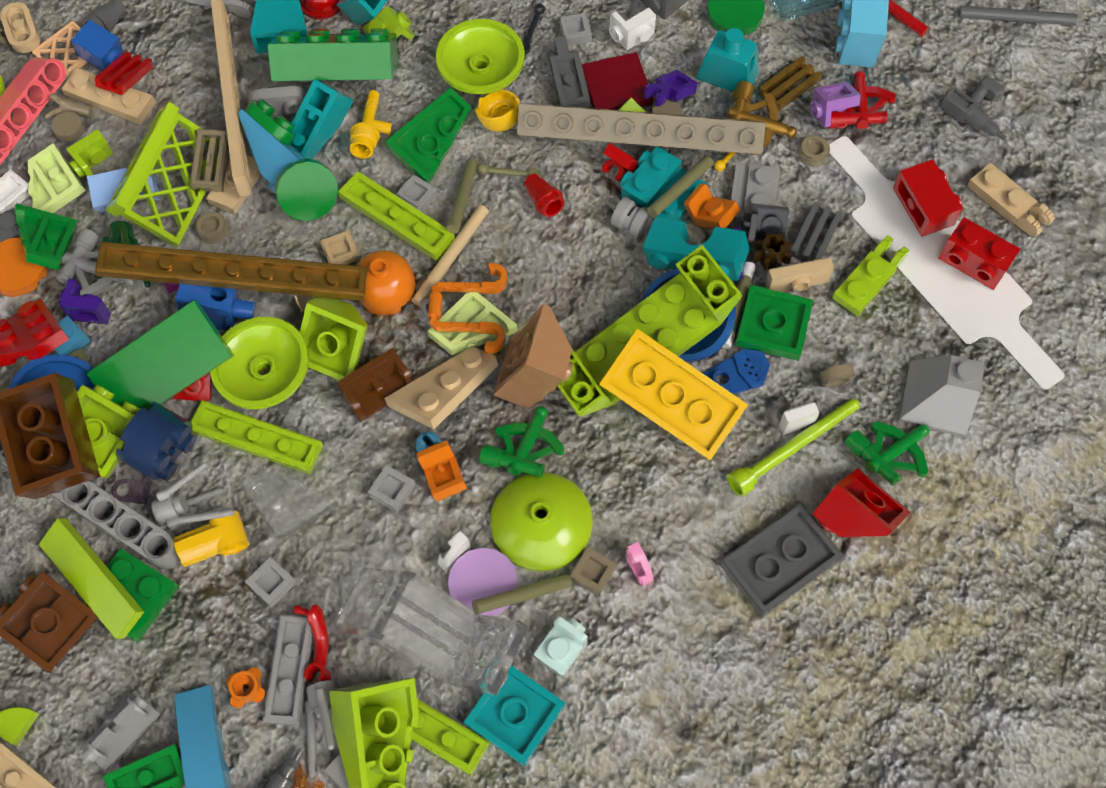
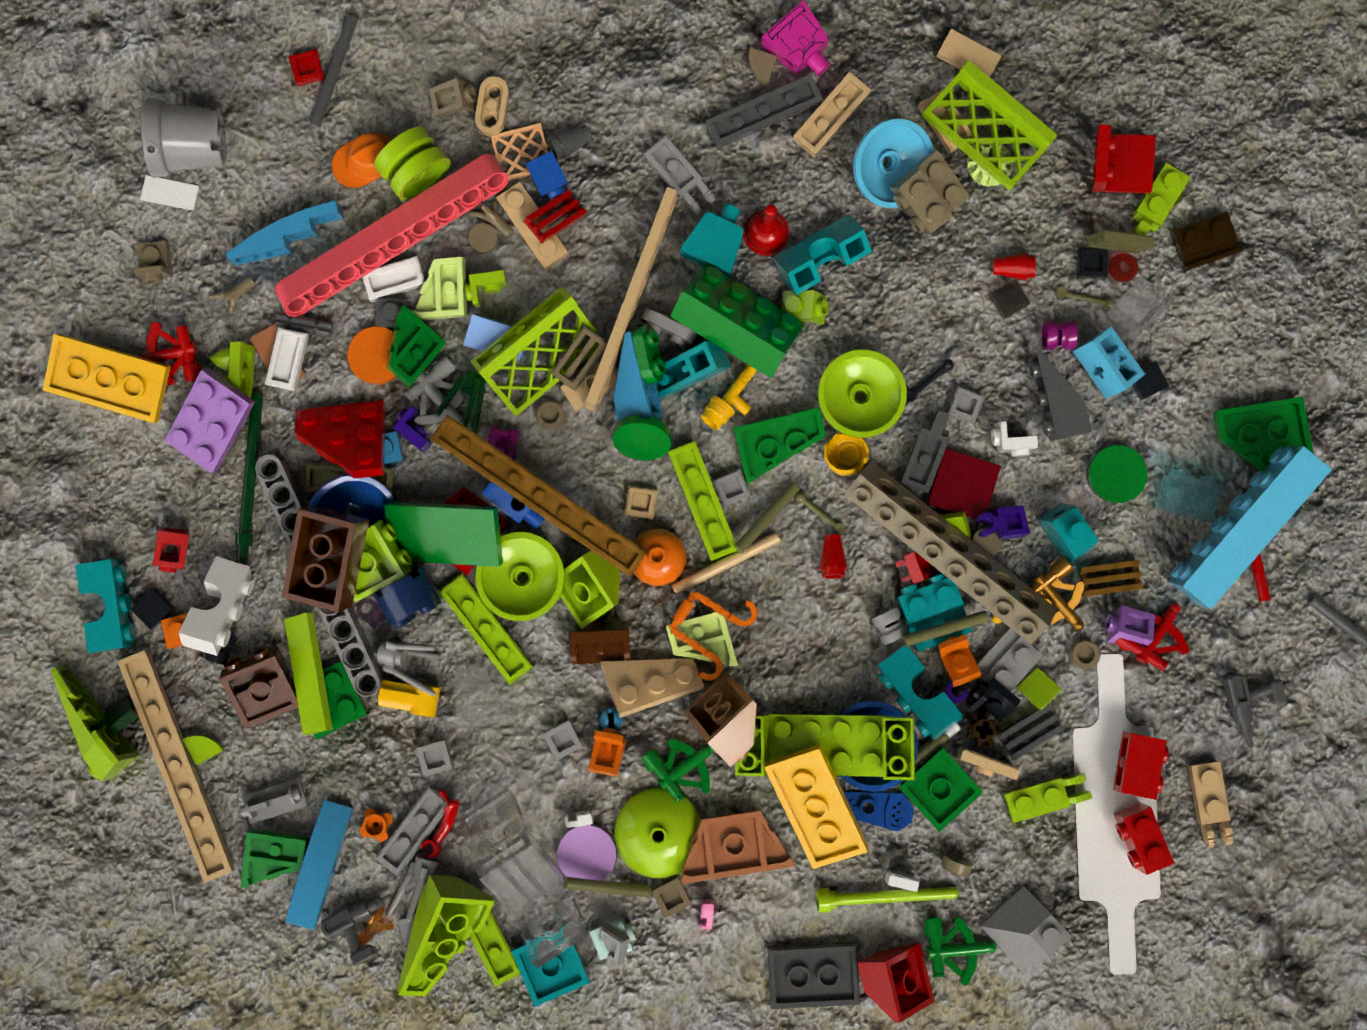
camera: 30 degrees right, 20 degrees up
(564, 640) = (615, 942): none -> light grey tile
(621, 485) = (733, 847): none -> nougat wing
(797, 195) = (1038, 688): none -> lime slope

